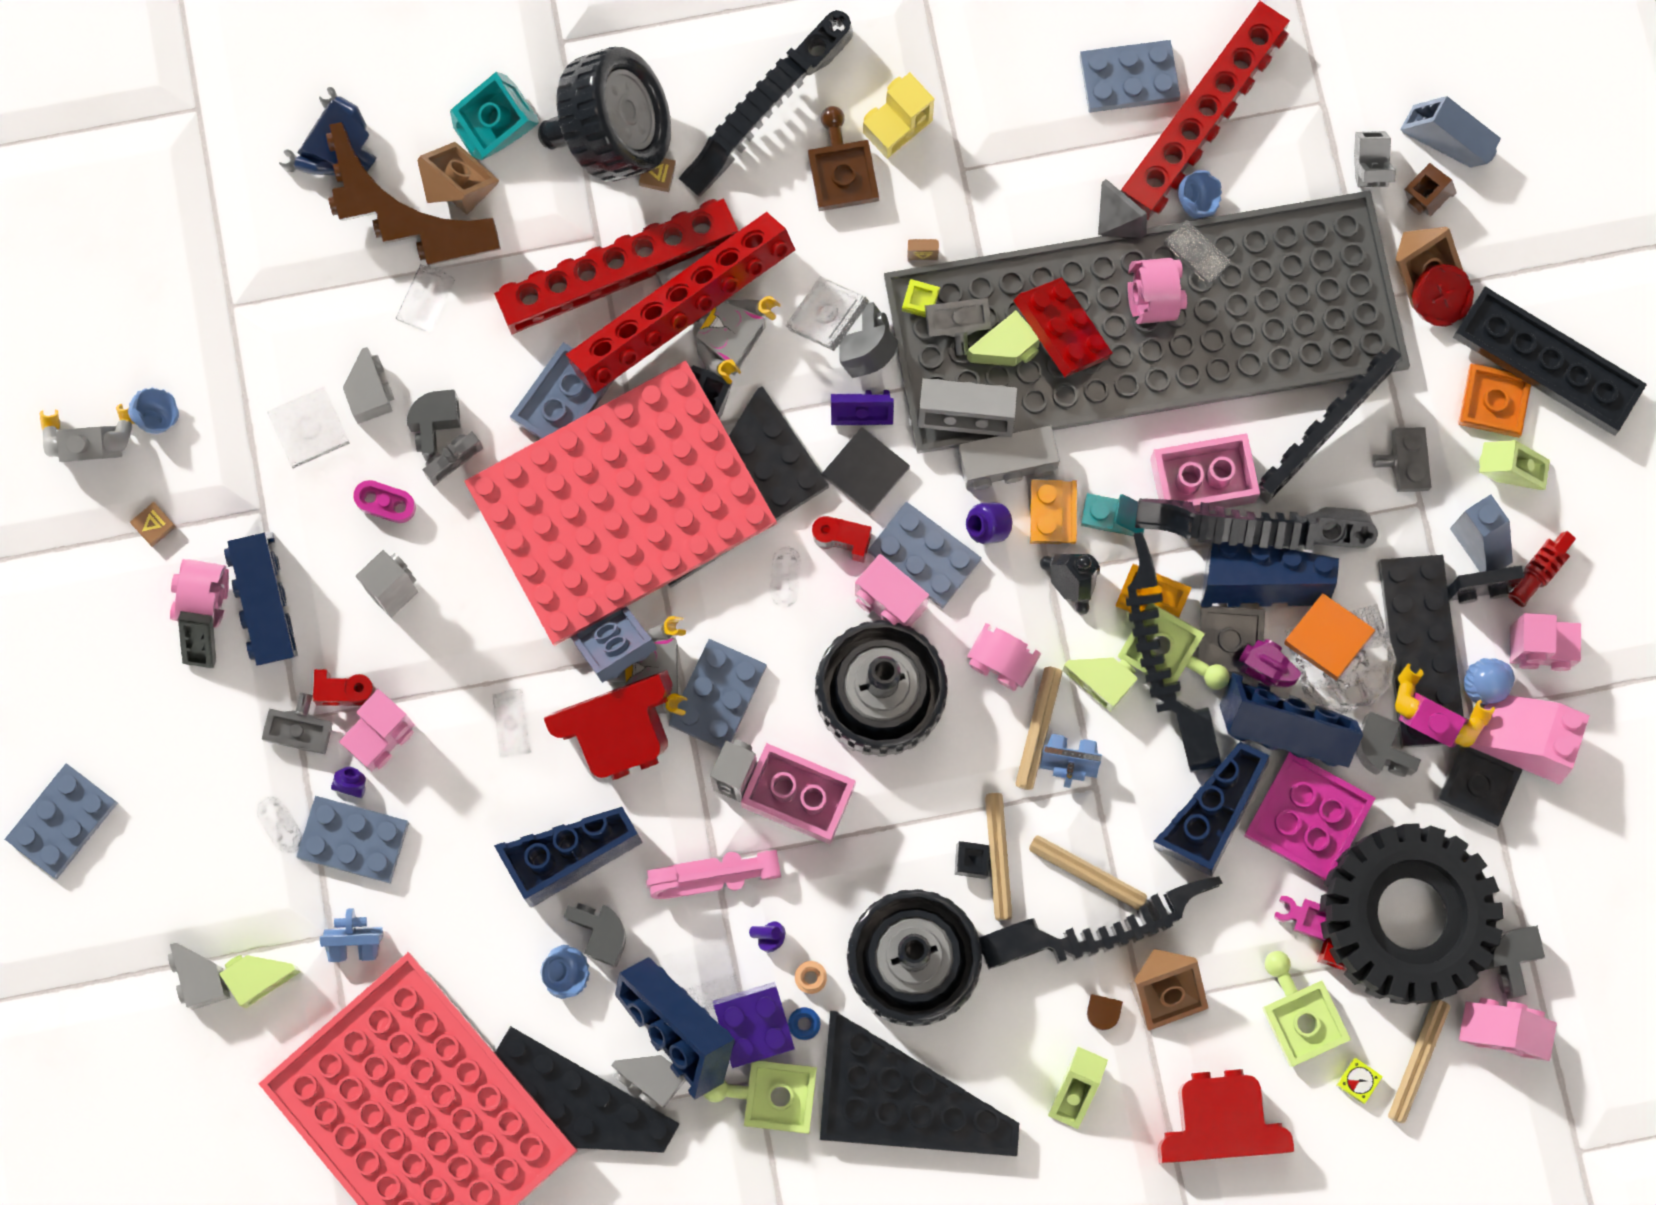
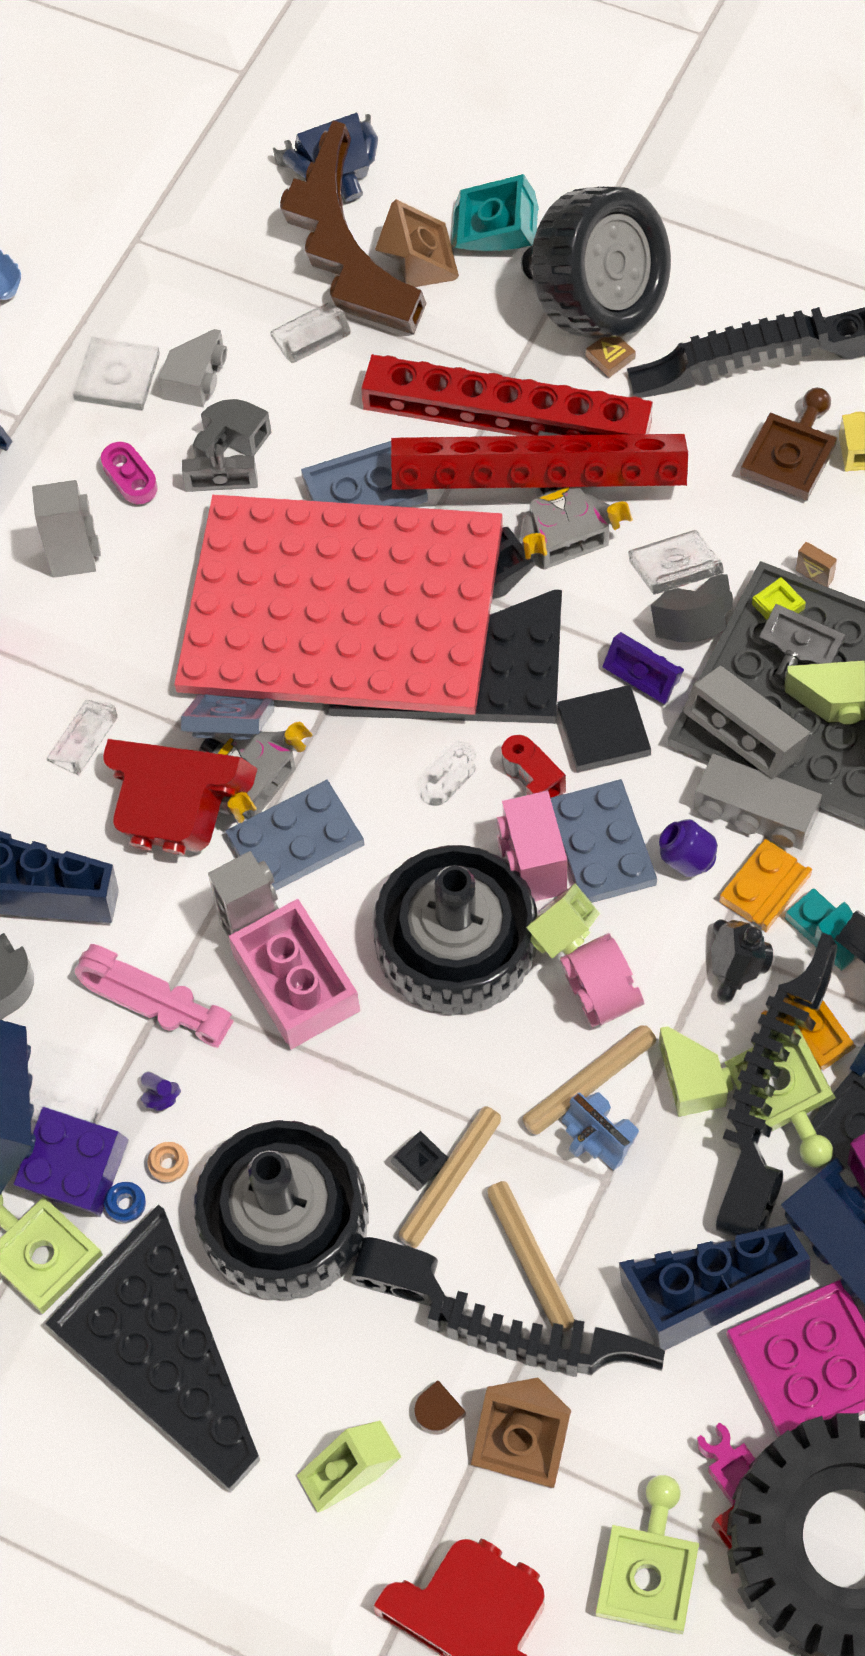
camera: 40 degrees right, 15 degrees down
(952, 635) = (563, 923): none -> yellowish green brick

